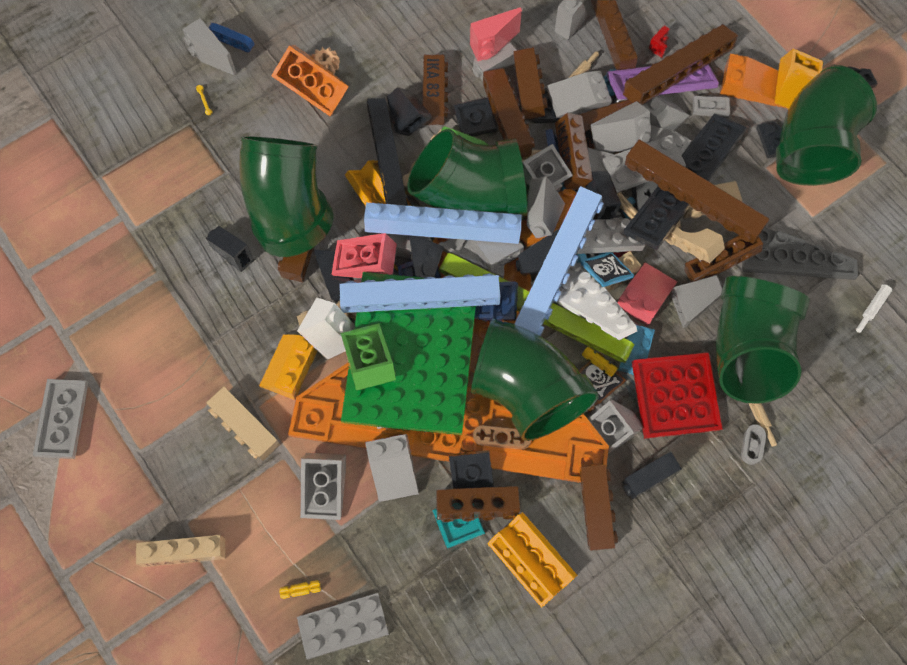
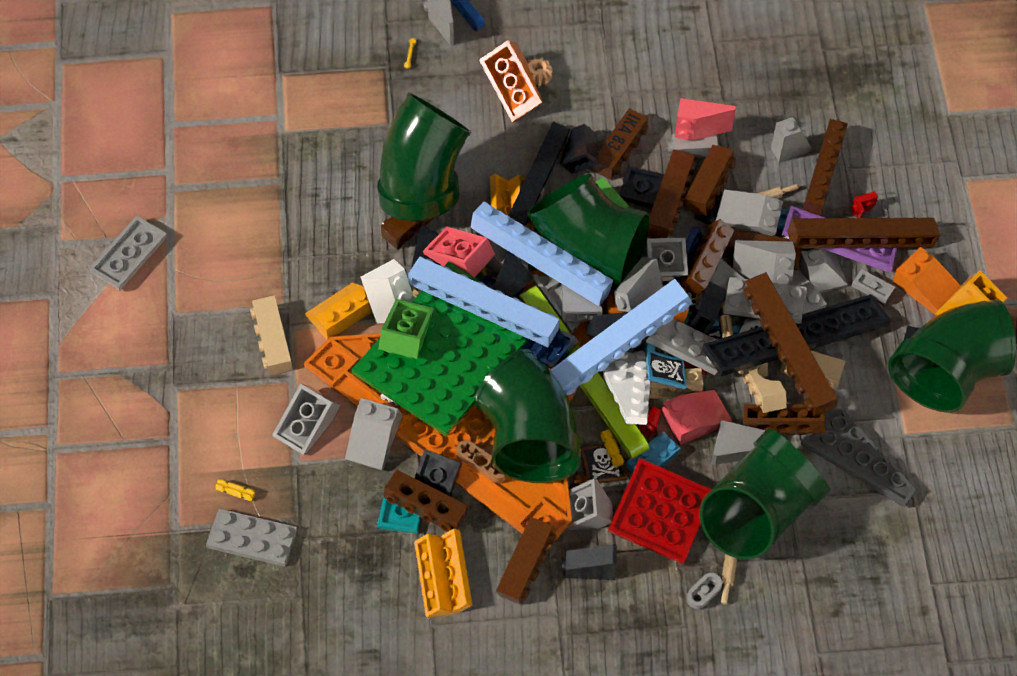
camera: 30 degrees right, 10 degrees down
(180, 551) = (159, 406): tan brick -> none
(230, 248) = (352, 188): black slope -> none
(874, 306) = (905, 539): white axle -> none

